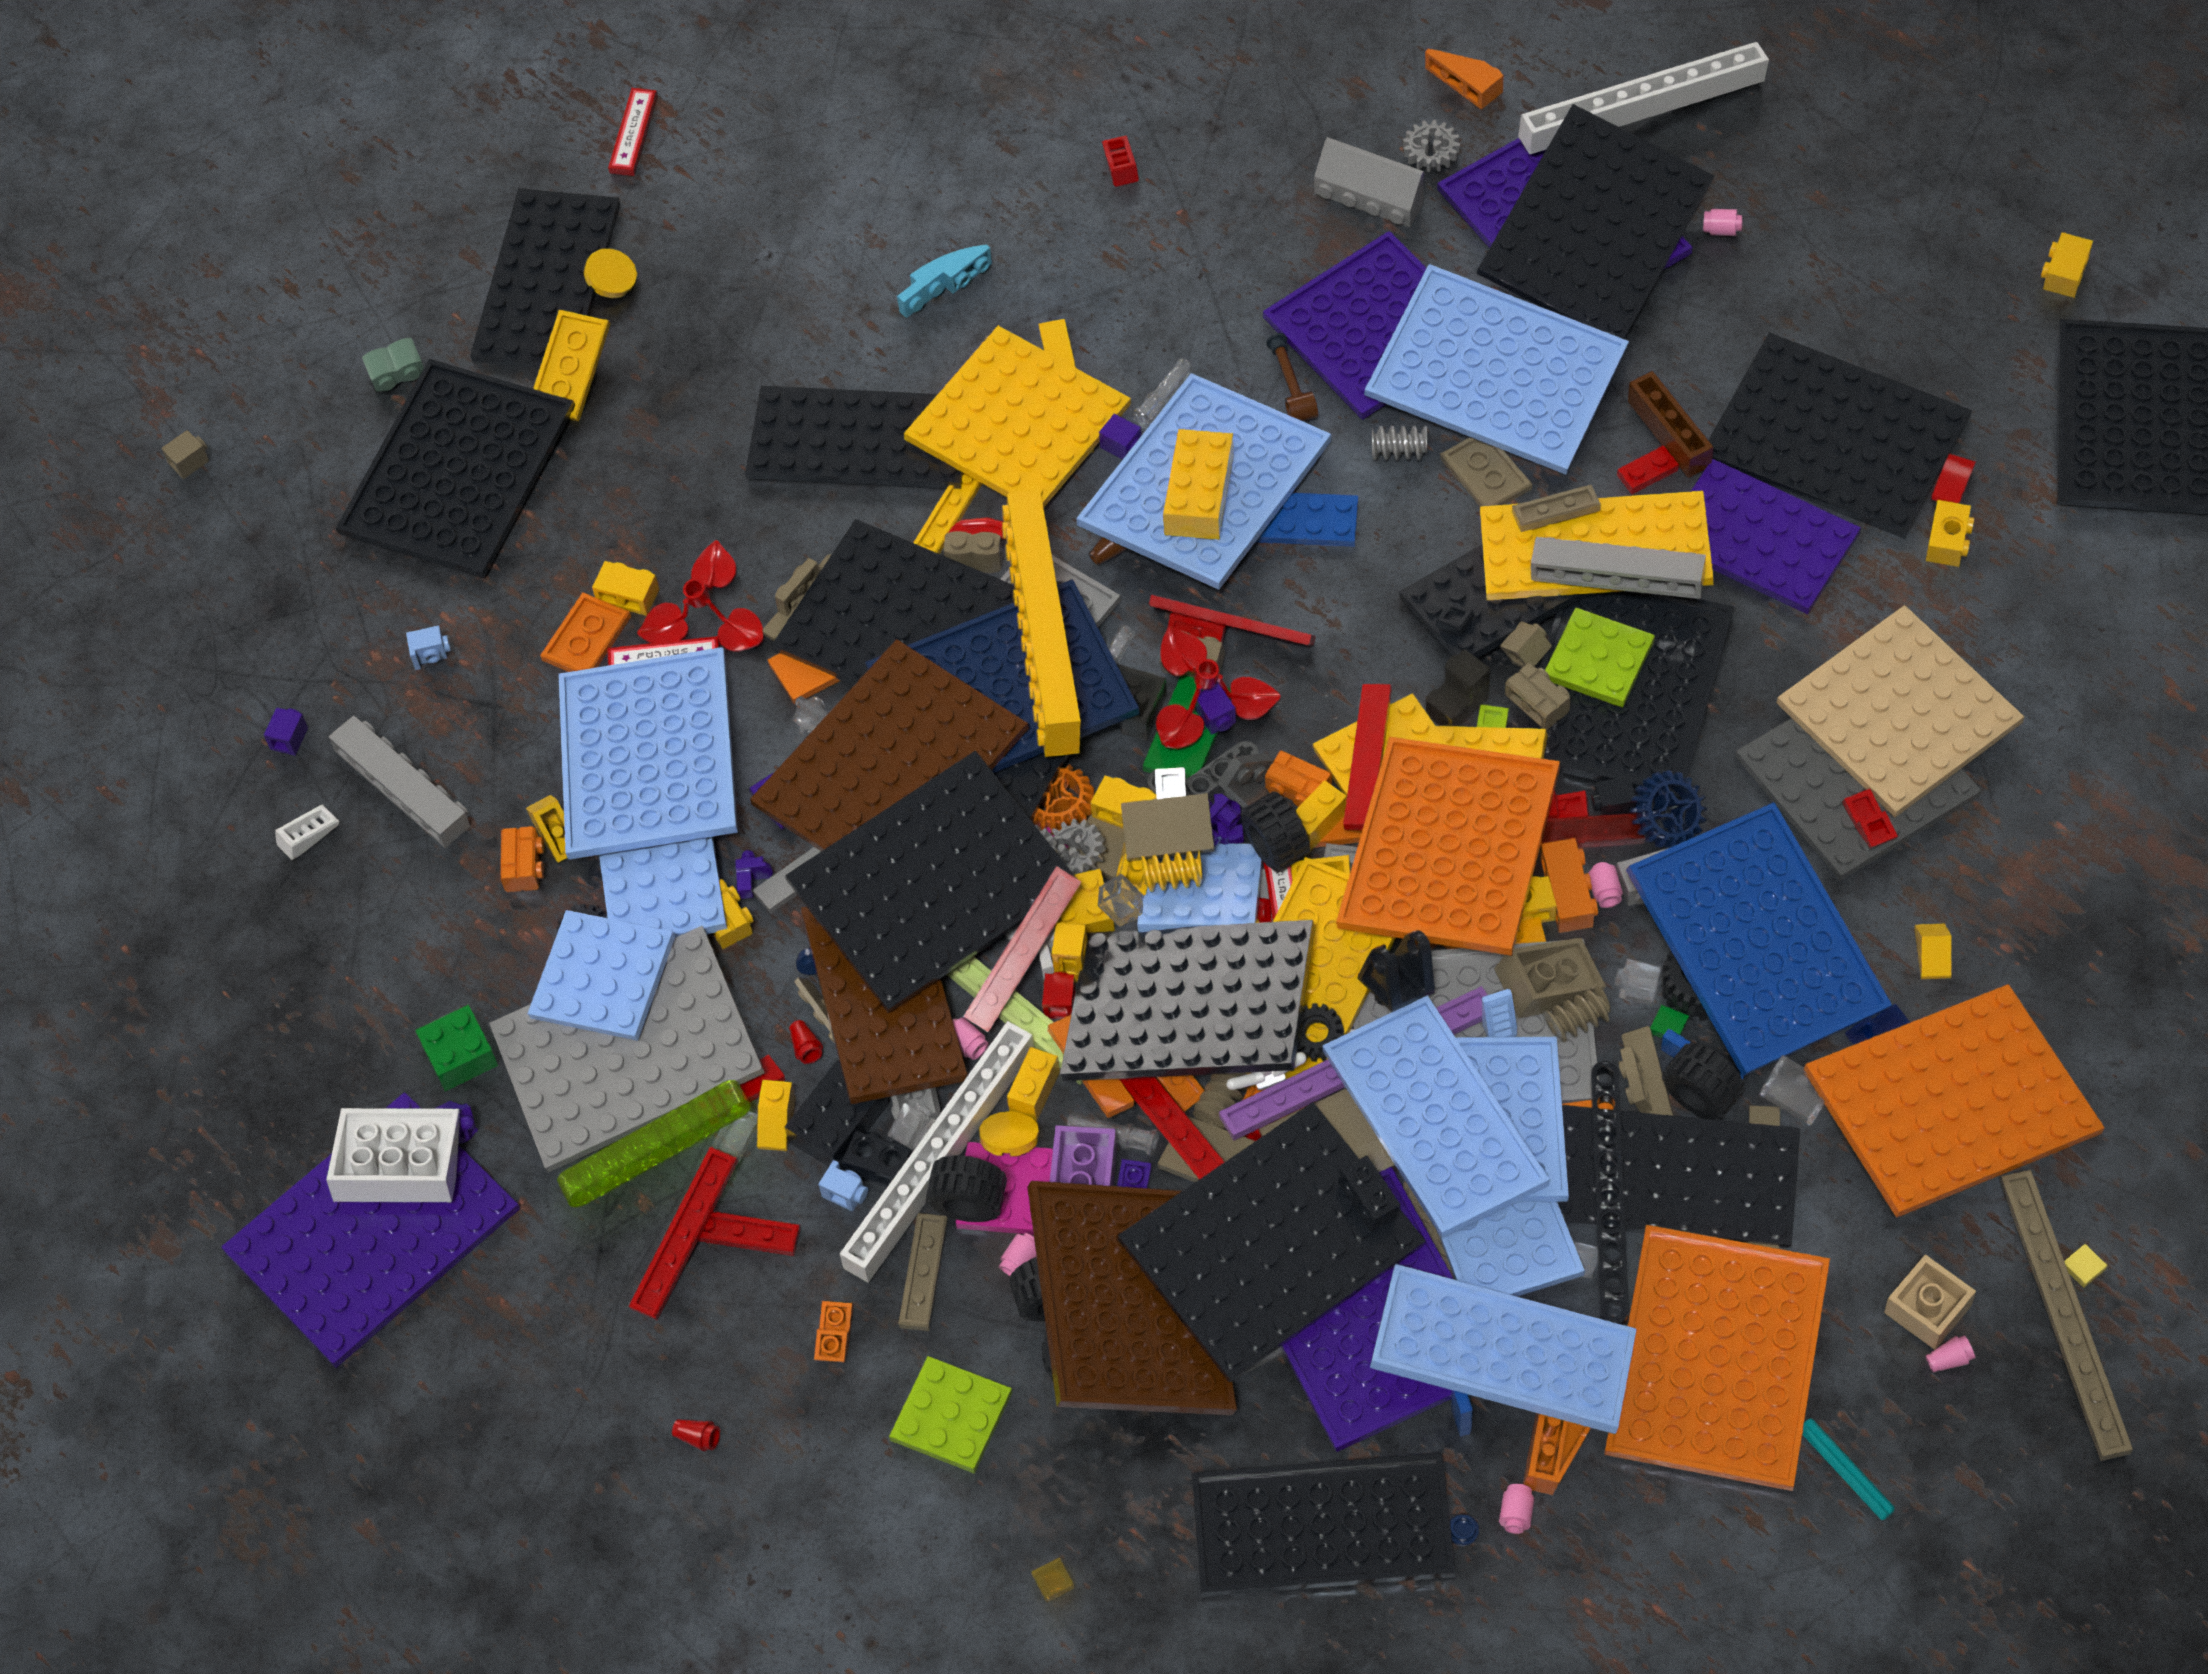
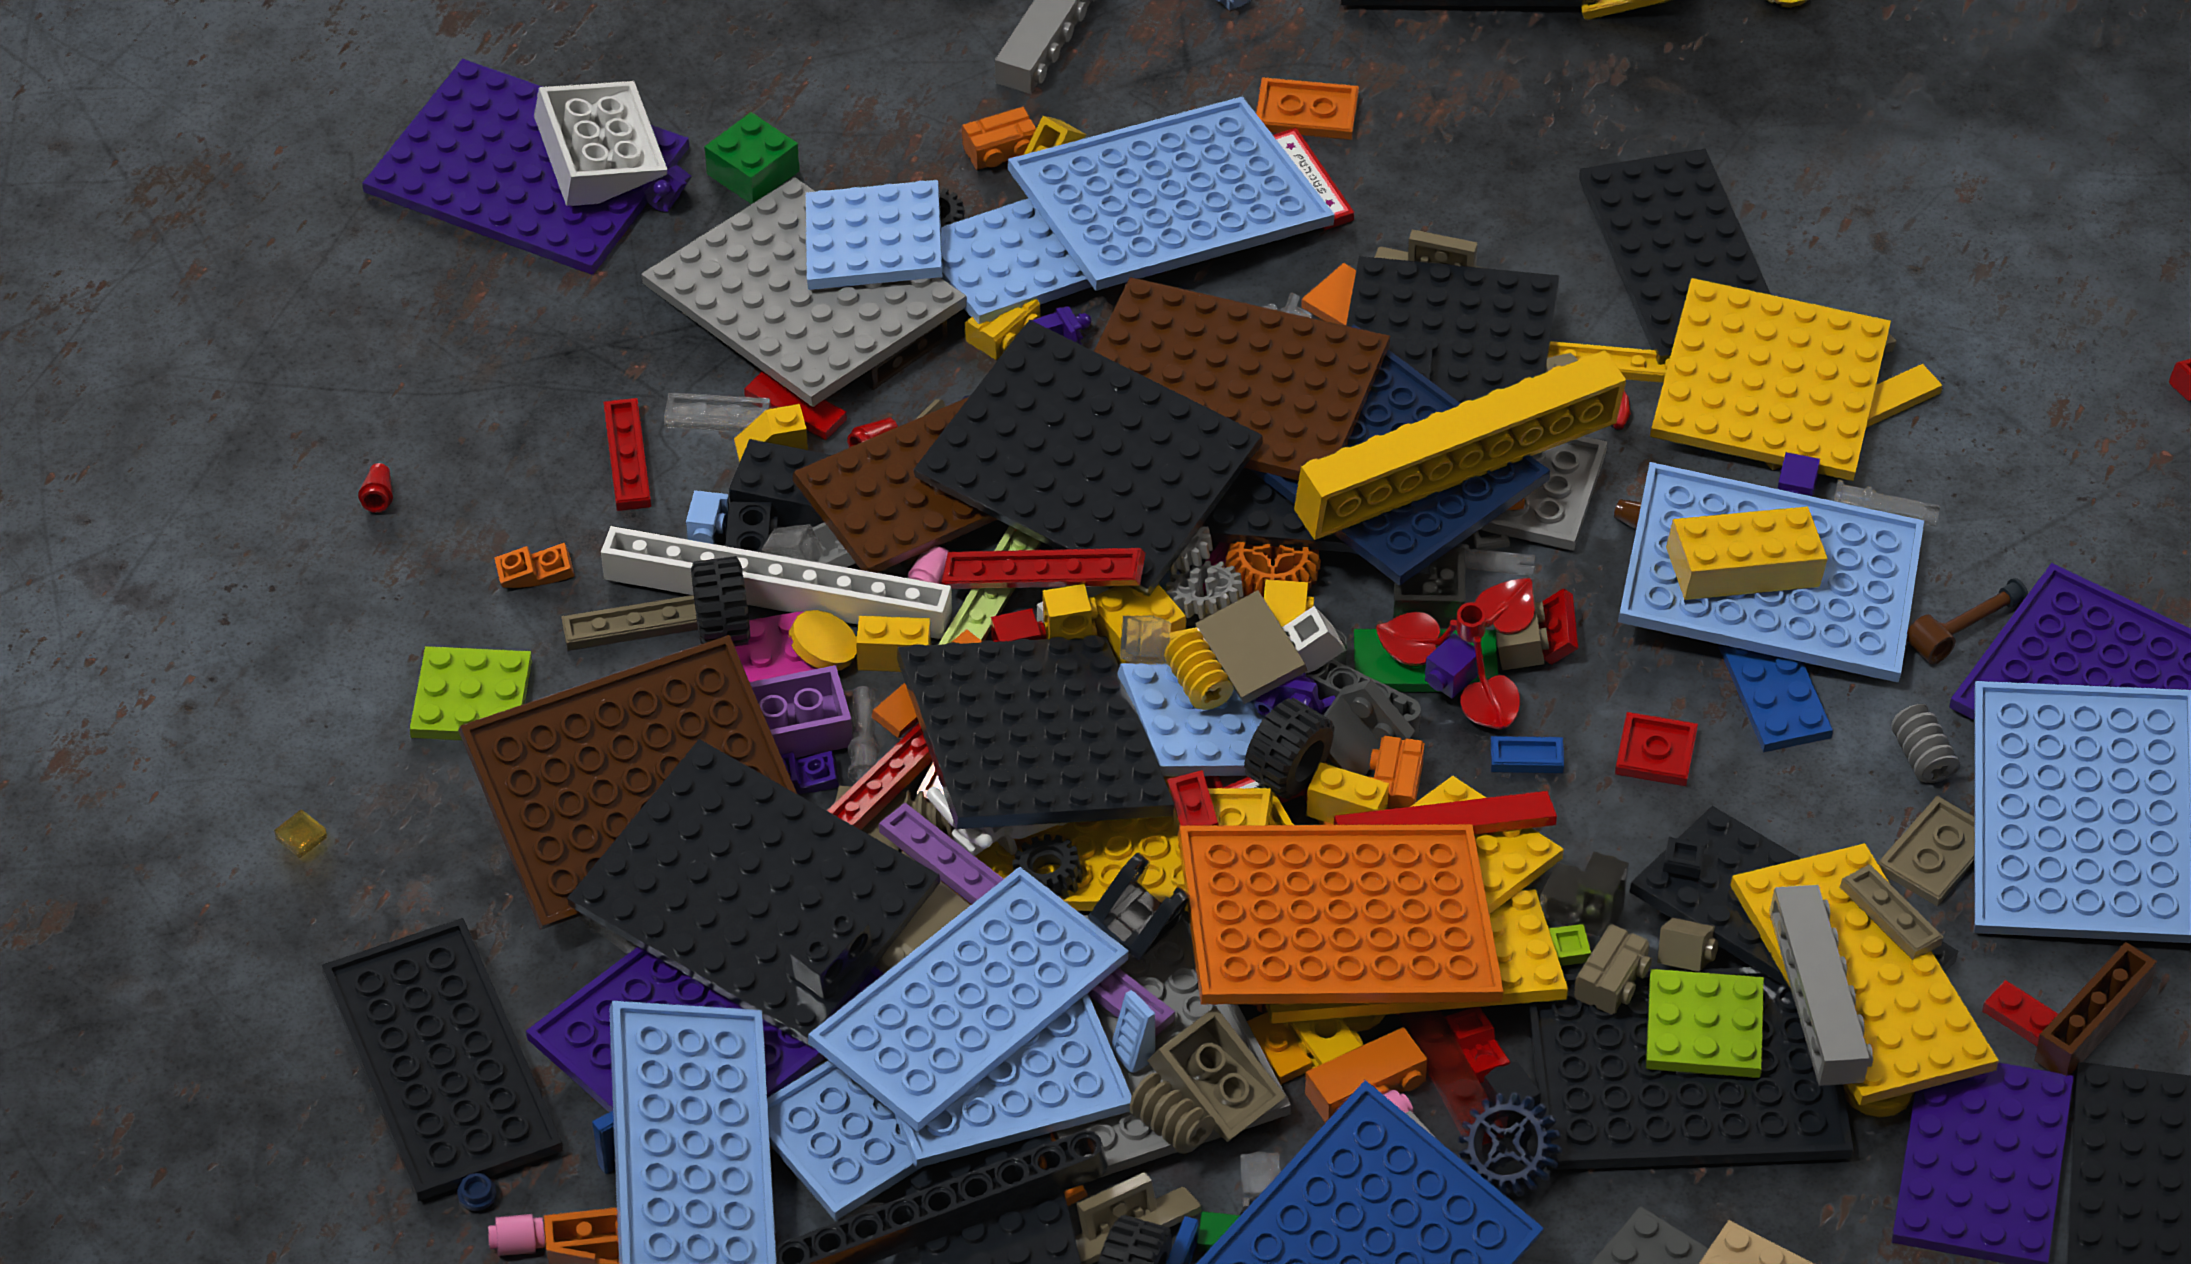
camera: 65 degrees right, 10 degrees down
(626, 587) = (1379, 117): yellow brick -> none
(653, 1143) = (697, 346): clear neon green beam -> none
(683, 1233) = (603, 404): red tile -> none
(716, 569) = (1352, 165): red plant -> none
(948, 271) = (1948, 259): medium azure slope -> none
(1232, 620) = (1591, 656): red tile -> none
(1296, 908) = (1192, 800): none -> red plate
(1303, 693) = (1527, 754): none -> blue tile
(1329, 610) = (1656, 749): none -> red tile

